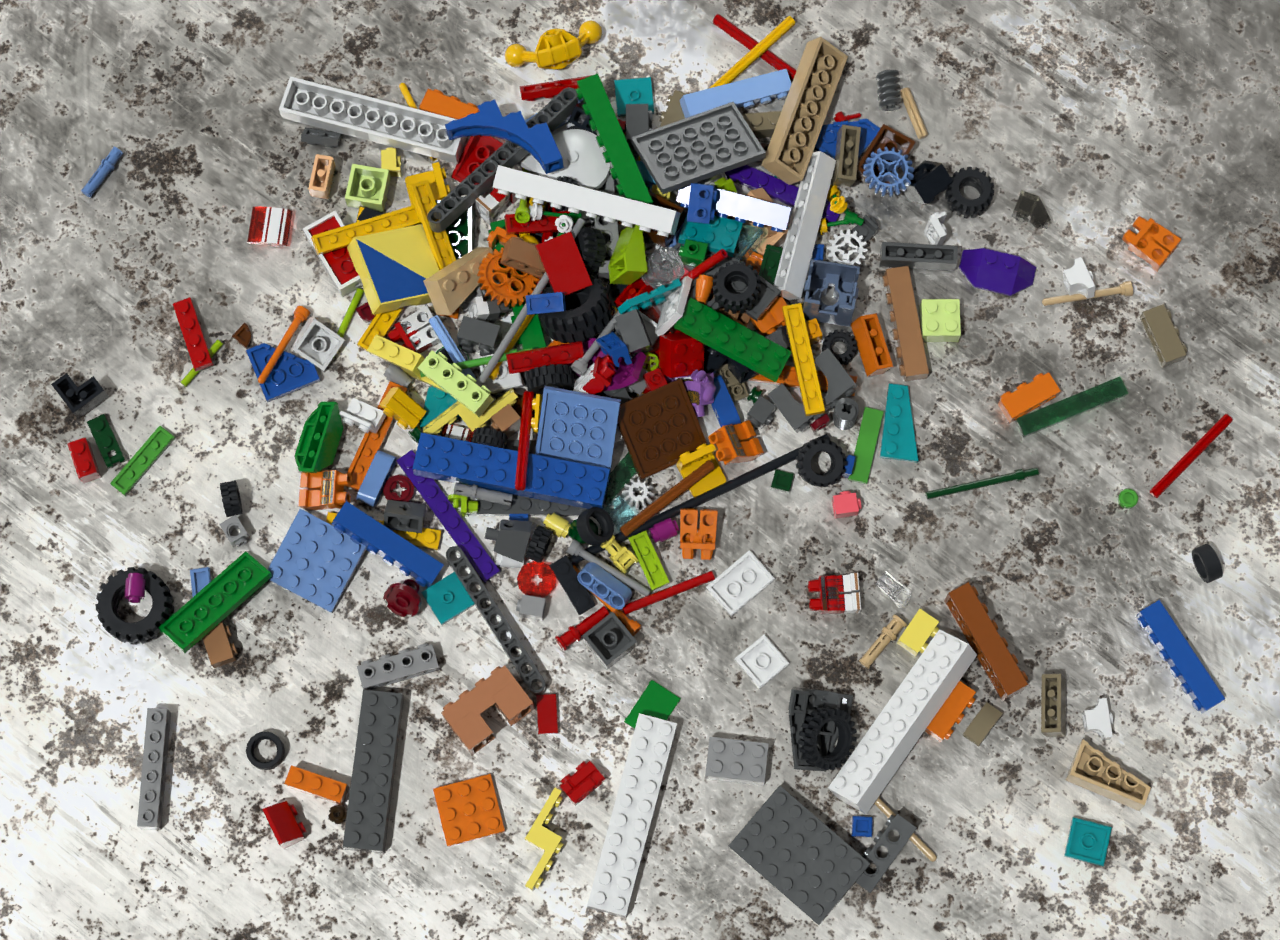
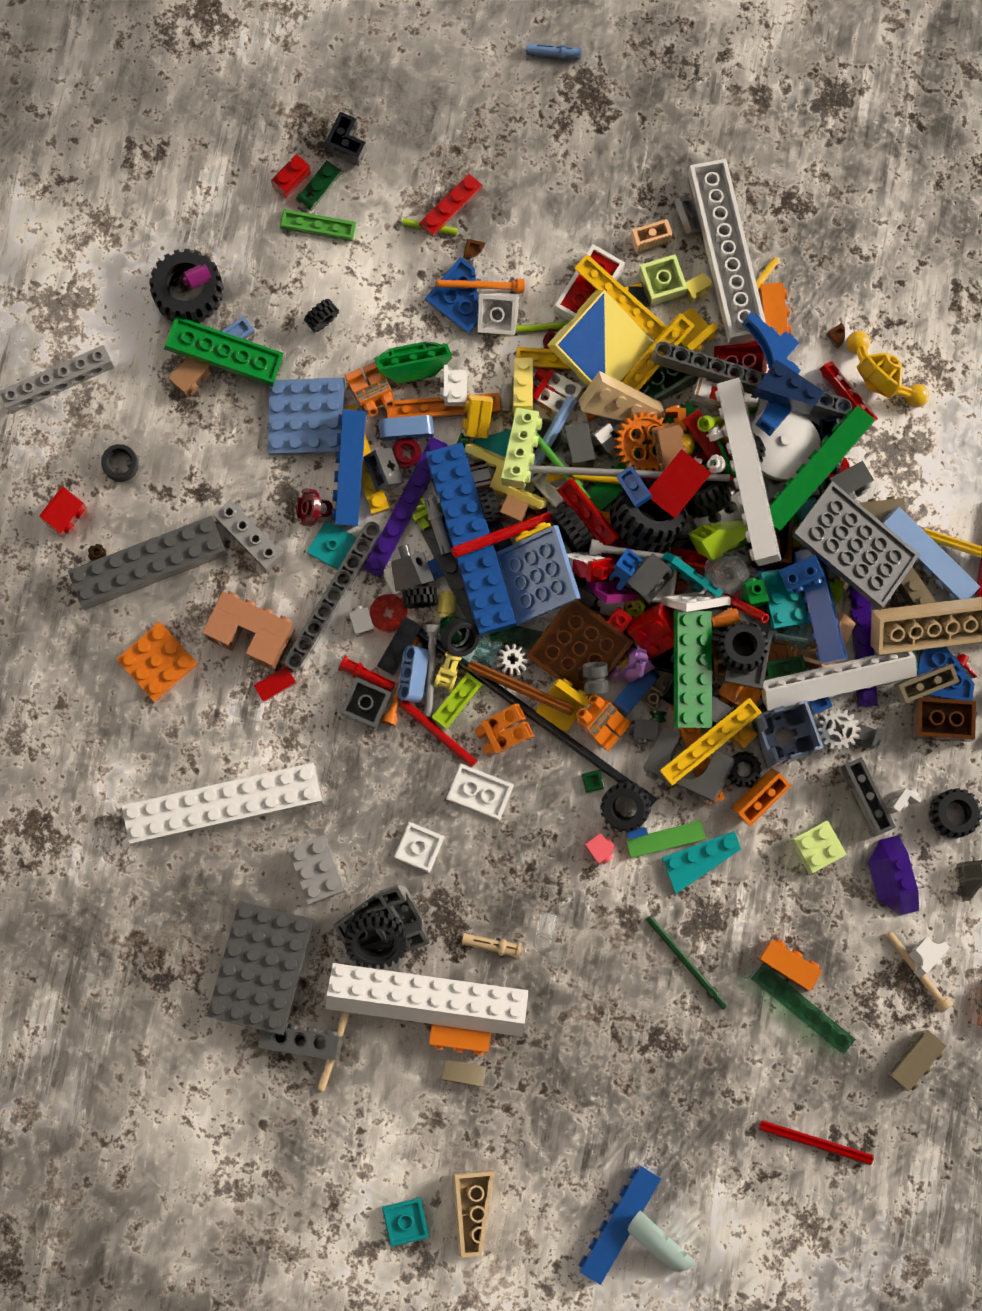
camera: 55 degrees right, 5 degrees up
(231, 524) = (296, 327): light grey brick -> none
(270, 226) = (583, 217): clear red slope -> none
(316, 785) = (111, 521): orange brick -> none
(499, 70) = (837, 335): none -> reddish brown tile
(533, 128) = (788, 389): none -> dark blue wedge
(544, 839) = (163, 739): light yellow bracket -> none
(582, 782) = (228, 745): red brick -> none
(633, 92) = (881, 465): teal plate -> none
(654, 702) = (332, 772): green piece -> none
(664, 530) = (491, 700): magenta brick -> none
(692, 426) = (595, 678): none -> dark grey wheel
(820, 423) = (662, 787): dark red tile -> none
(836, 594) = (512, 875): hips -> none
(838, 206) = (873, 699): yellow plant -> none
(845, 413) = (690, 805): dark grey piece -> none
(861, 826) = (316, 1011): blue tile -> none
(880, 160) = (927, 736): medium blue gear -> none
(906, 323) = (799, 818): medium nougat brick -> none
(918, 632) = (517, 973): light yellow brick -> none
(928, 181) = (941, 768): black brick -> none
(986, 642) = (538, 1038): dark orange brick -> none
(1053, 705) = (512, 1129): dark tan brick -> none
(1099, 720) = (522, 1177): white brick -> none
(1127, 498) = (744, 1103): bright green tile -> none
(1207, 563) = (719, 1206): black tyre -> none
(1221, 628) = (664, 1249): none -> light aqua brick

